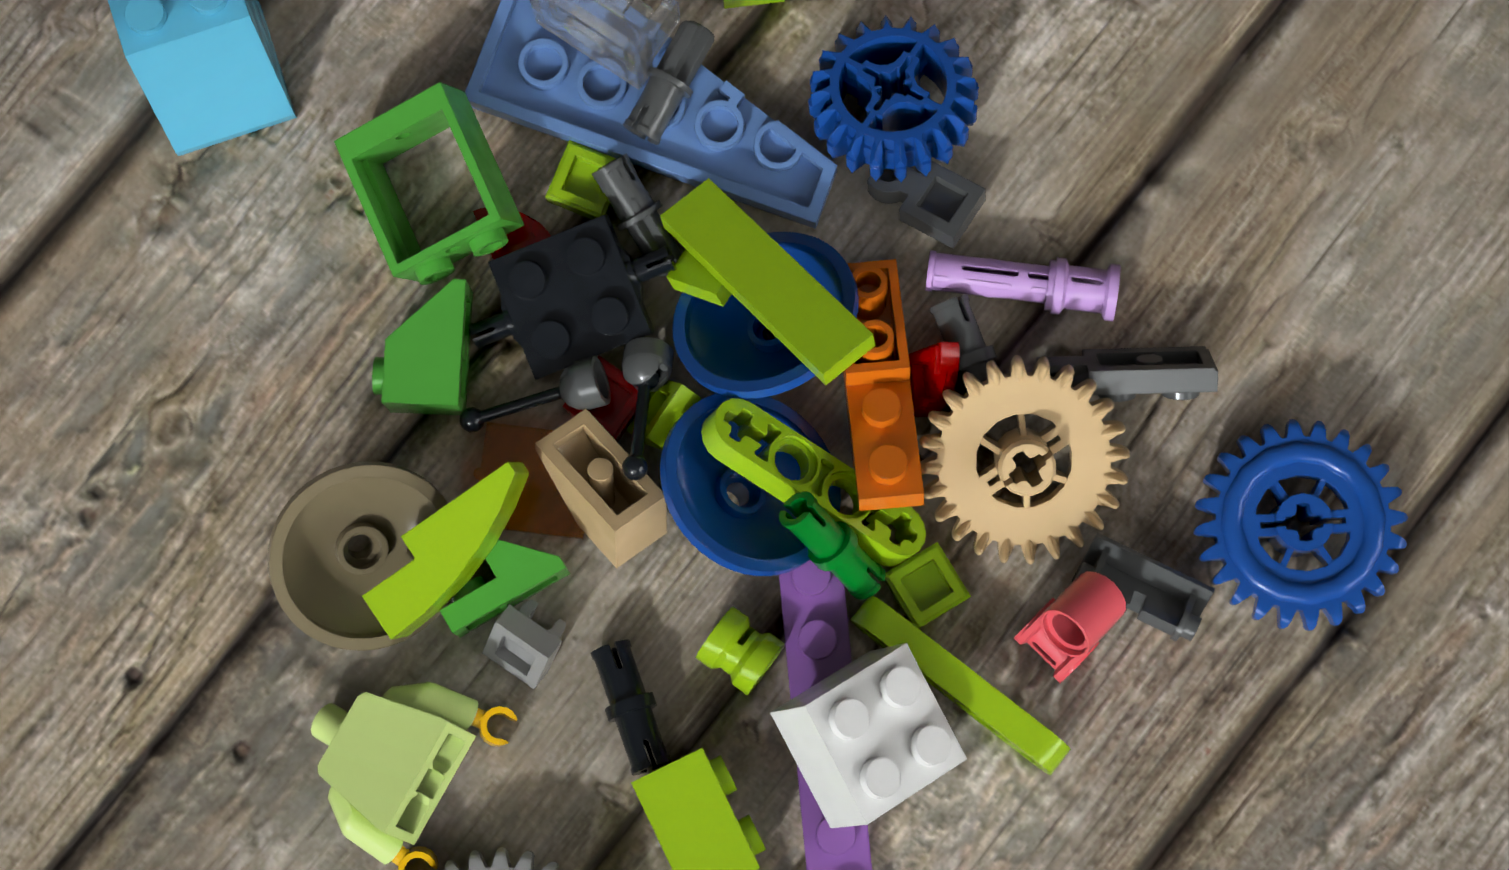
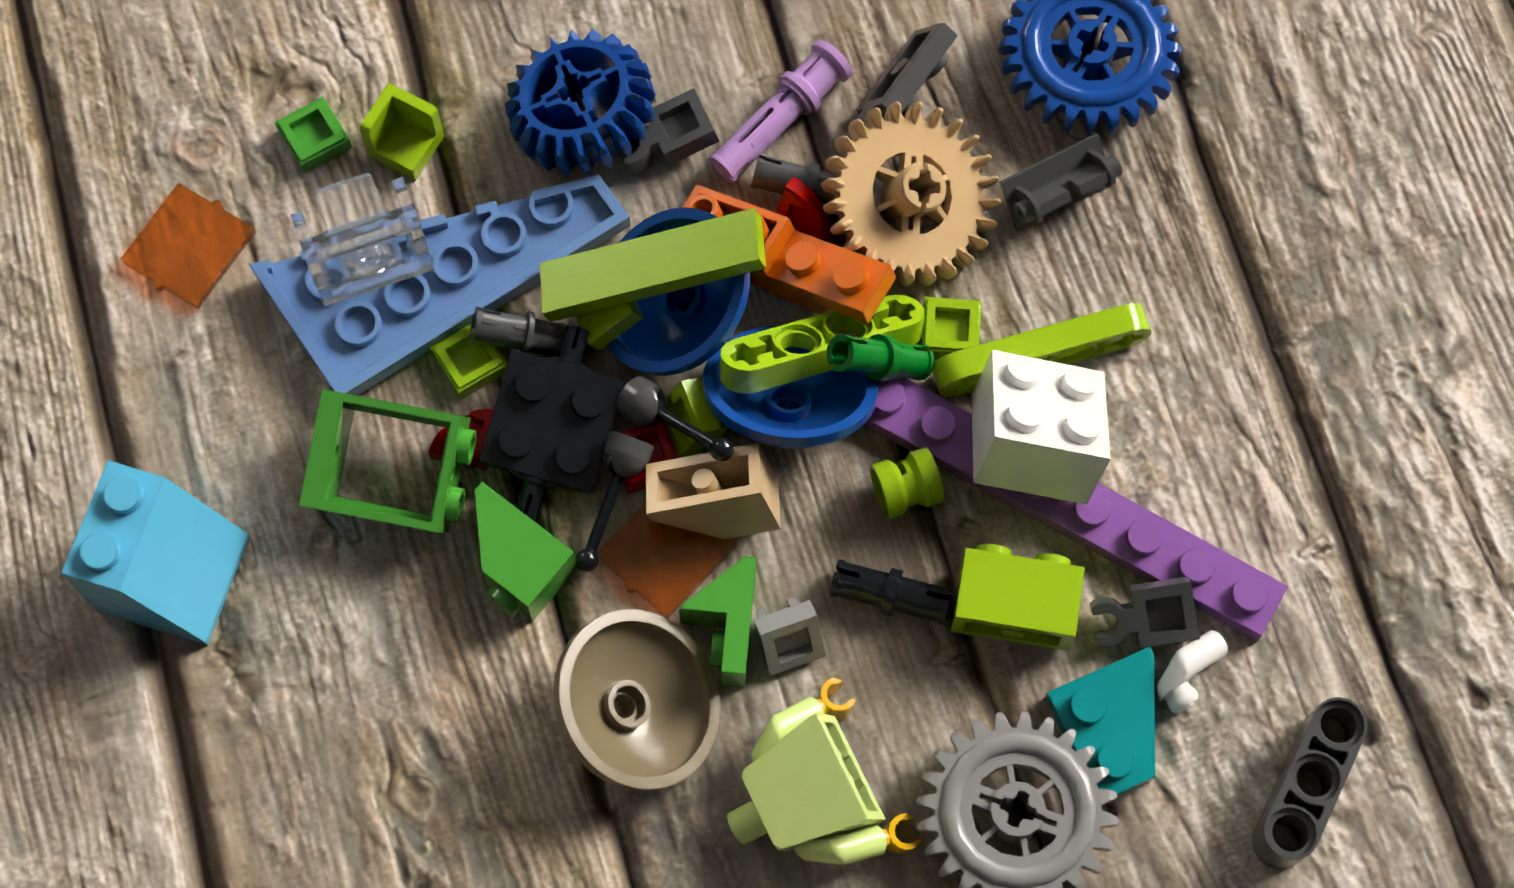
camera: 60 degrees left, 10 degrees down
(447, 551) = (684, 626): lime slope -> none
(669, 81) = (448, 239): dark grey axle -> none
(1074, 622) = (1054, 239): coral piece -> none

